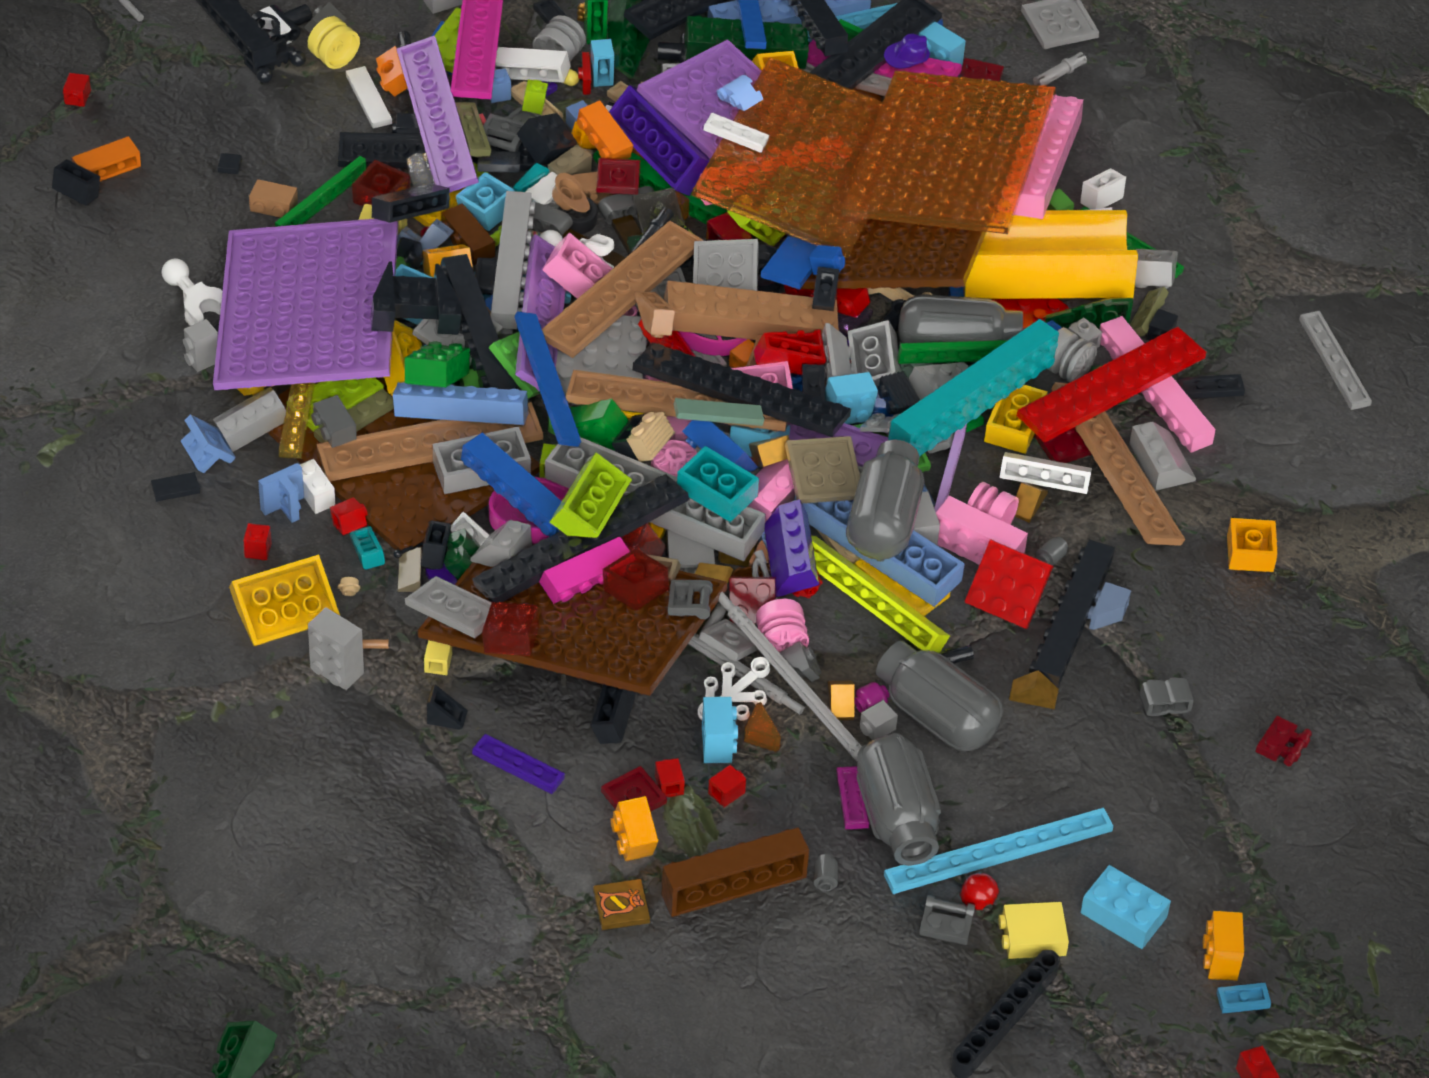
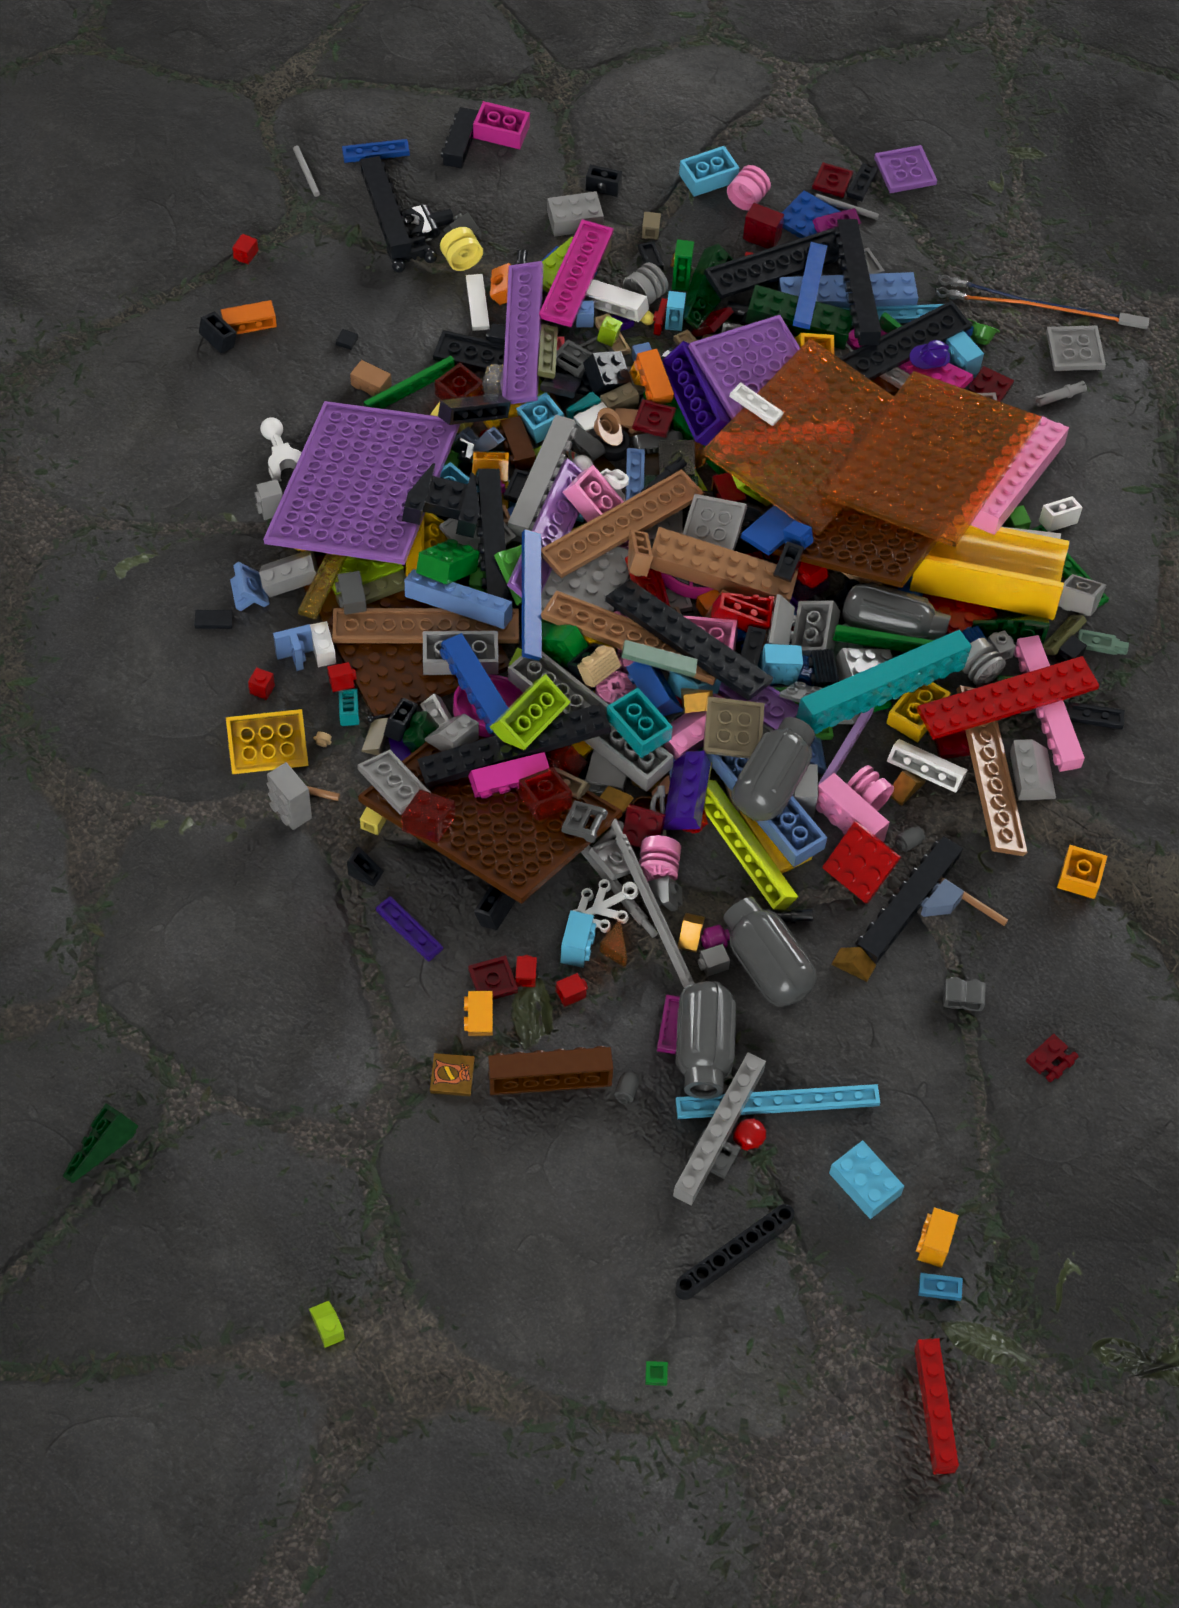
camera: 15 degrees right, 10 degrees up
(611, 227) = (635, 470): none -> medium blue plate
(648, 66) = (713, 322): none -> dark red plate
(740, 93) = (771, 368): light blue cylinder -> none
(946, 889) = (719, 1129): none -> light grey brick
(956, 22) = (982, 333): none -> bright green piece
(1033, 929) = (782, 1181): light yellow brick -> none
(1159, 607) = (983, 908): none -> medium nougat bar
(1194, 311) = (1103, 642): none -> sand green hinge

